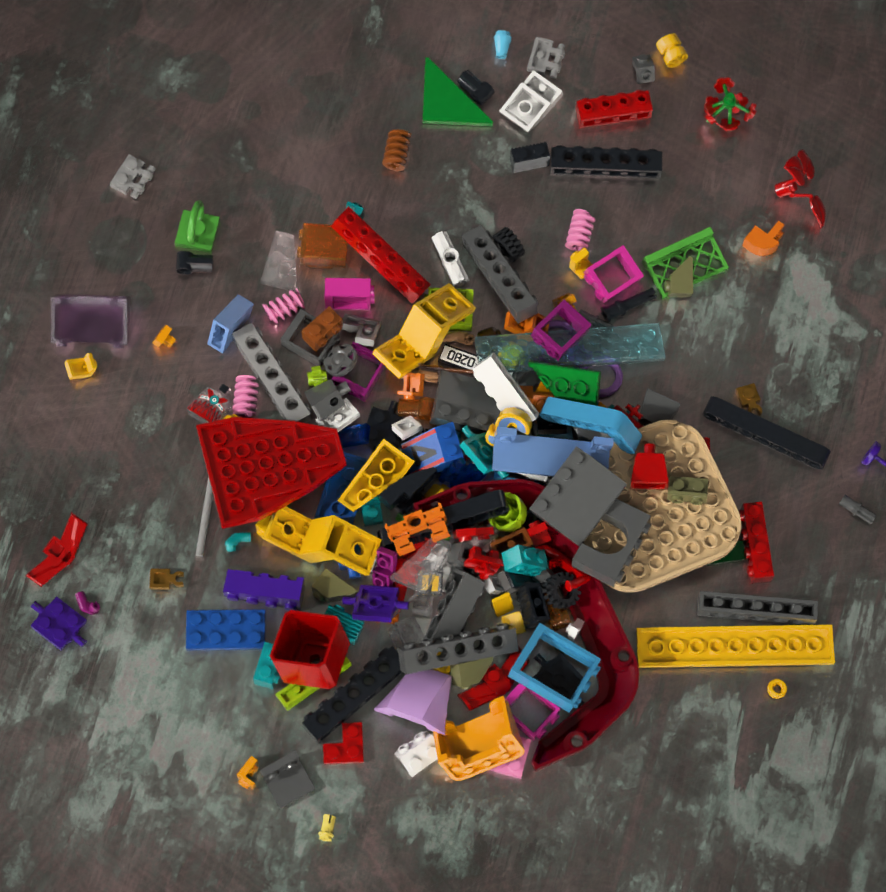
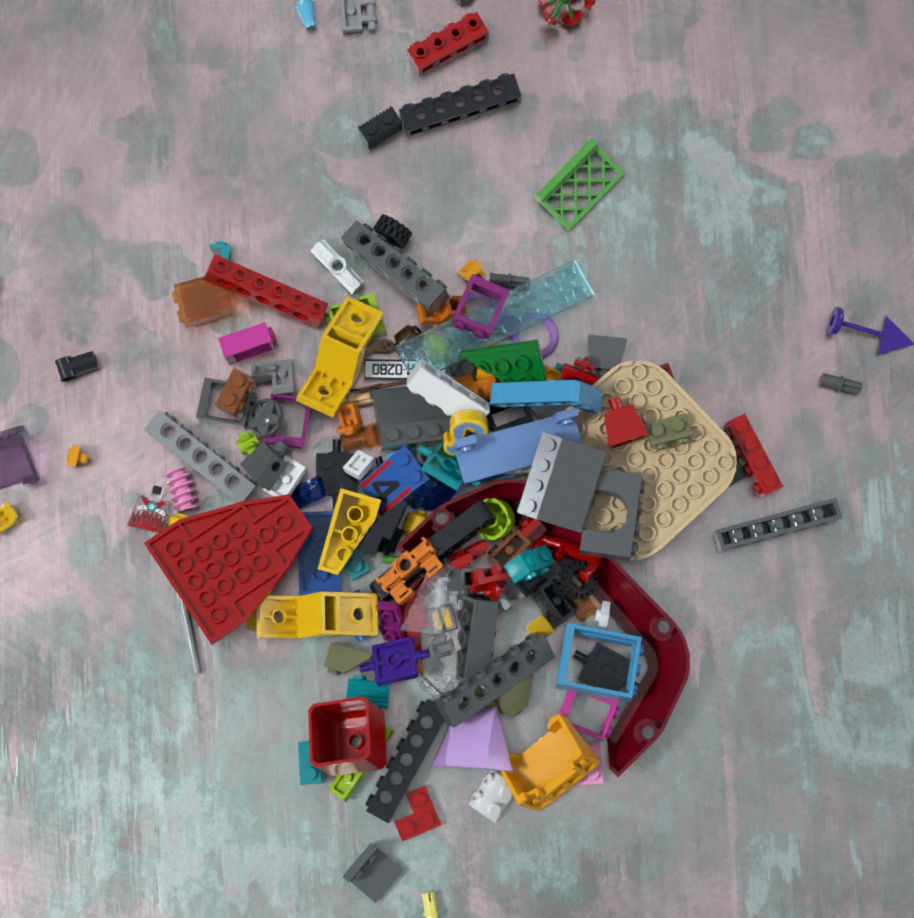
camera: 15 degrees left, 10 degrees up
(58, 623) = (82, 796): dark purple plate -> none
(59, 551) = (53, 721): red plate -> none
(87, 606) = (102, 767): magenta arm -> none
(162, 578) = (169, 711): pearl gold plate -> none
(197, 229) = (65, 328): bright green tile -> none
(225, 629) = (253, 740): blue plate -> none
(229, 321) = (136, 417): medium blue slope -> none
(235, 538) = (227, 643): teal arm -> none
(247, 770) = (330, 876): light orange bracket -> none
(264, 589) = (276, 685): dark purple wedge -> none
(280, 264) = (165, 333): clear wing -> none
(284, 306) = (187, 379): bright pink piece -> none
(396, 149) = (238, 168): dark orange piece -> none
(447, 102) = (273, 97): green tile -> none
(478, 90) = (301, 72): black piece -> none
(494, 685) = (543, 697): red plate -> none
(502, 604) = (521, 612): yellow slope -> none
(531, 101) = (360, 66): white slope -> none
(579, 230) = (459, 188): bright pink piece -> none
(579, 262) = (473, 224): yellow bracket -> none
(620, 307) = (530, 255): black pin -> none
(627, 263) = (523, 209): dark pink window -> none
(681, 280) = (582, 205): olive slope -> none
(735, 646) = (767, 570): yellow plate -> none
(749, 397) = (691, 304): pearl gold plate -> none
(761, 243) = (650, 135): orange brick -> none
(766, 433) = (723, 336): black beam -> none
(781, 684) = (830, 599): yellow plate -> none
(798, 167) = (660, 48): red plant -> none

